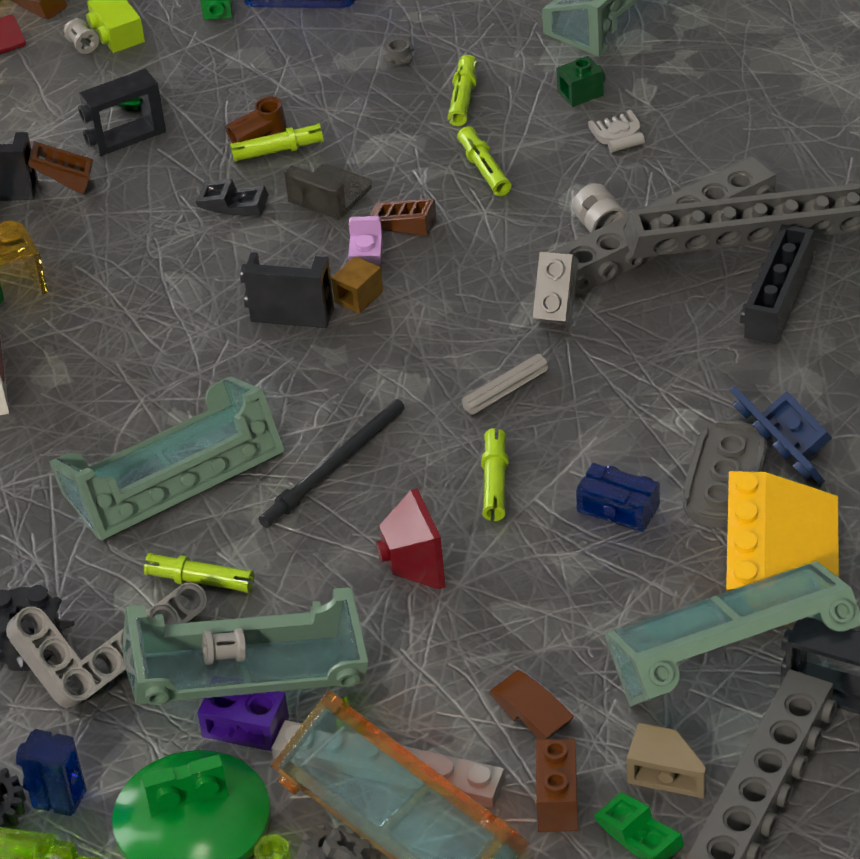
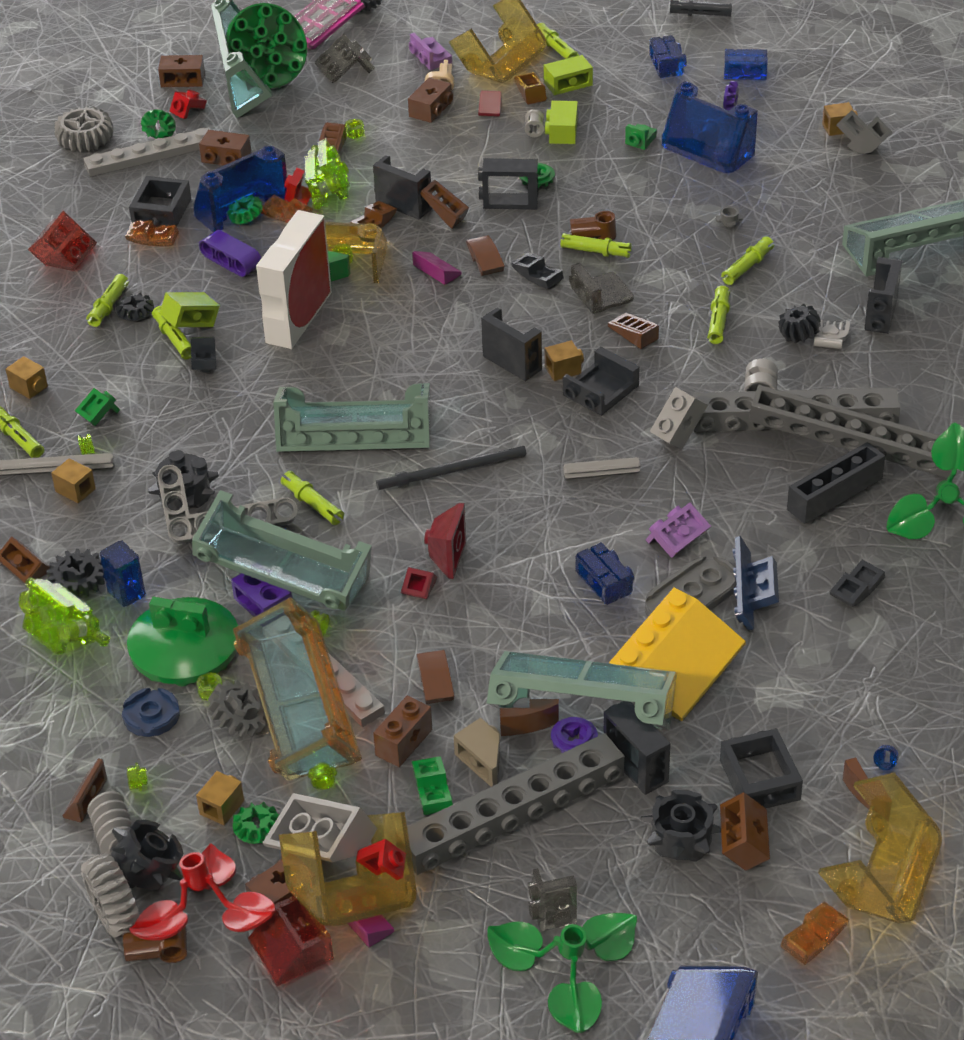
camera: 30 degrees right, 0 degrees up
(105, 245) = (435, 267): none -> magenta slope
(157, 204) = (486, 255): none -> reddish brown slope
(223, 646) = (273, 545): light grey bush -> none
(366, 239) = (595, 335): lavender bracket -> none
(413, 610) = (418, 583): none -> dark red slope
(421, 288) = (603, 382): none -> black panel
(494, 463) = (547, 515): lime pin -> none
(580, 81) = (831, 287): dark green brick -> none
(584, 132) = (799, 323): none -> black gear
(651, 56) = (884, 296): none -> black panel
(653, 411) = (679, 529): none -> medium lavender bracket
(677, 704) = (539, 715): none -> reddish brown slope
(757, 683) = (569, 728): none -> dark purple gear

